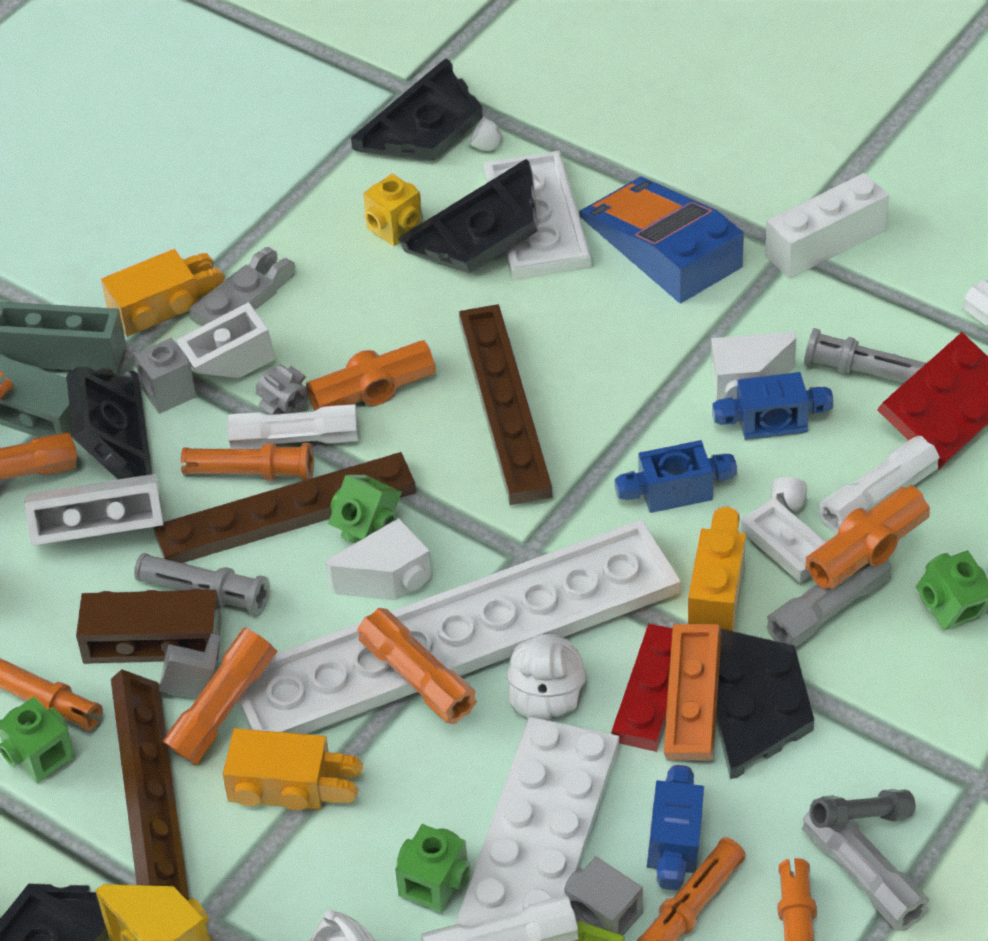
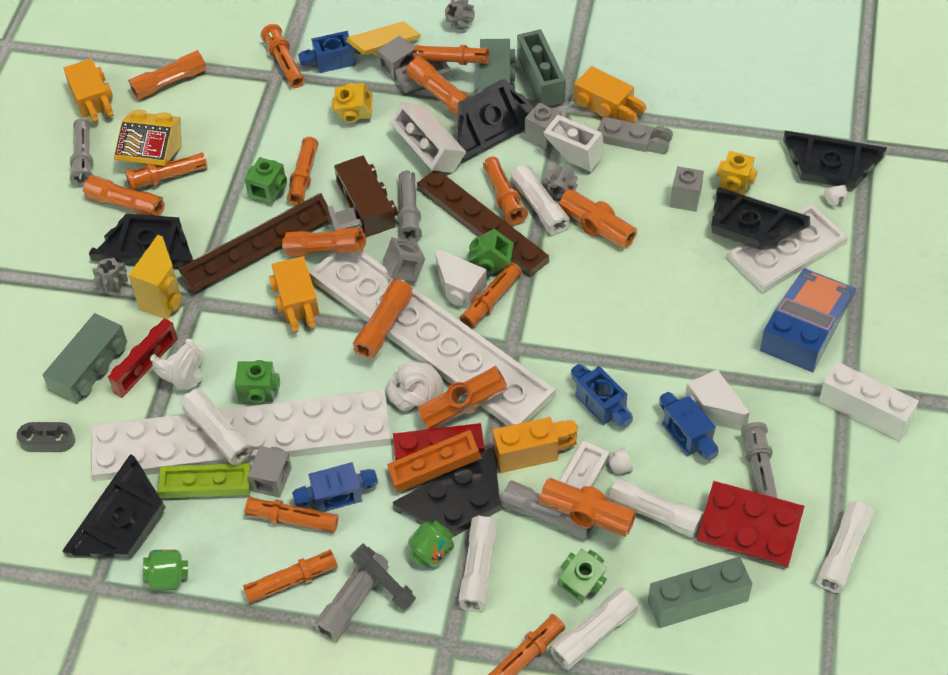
camera: 65 degrees right, 5 degrees up
(314, 610) = (403, 259): none -> light grey brick
(384, 266) = (686, 188): none -> light grey brick
(443, 550) = (484, 303): none -> orange pin
(505, 405) = (614, 289): reddish brown plate -> none
(607, 644) = (479, 390): none -> orange piece
(827, 740) = (431, 543): none -> bright green head
(909, 714) = (477, 569): none -> white axle

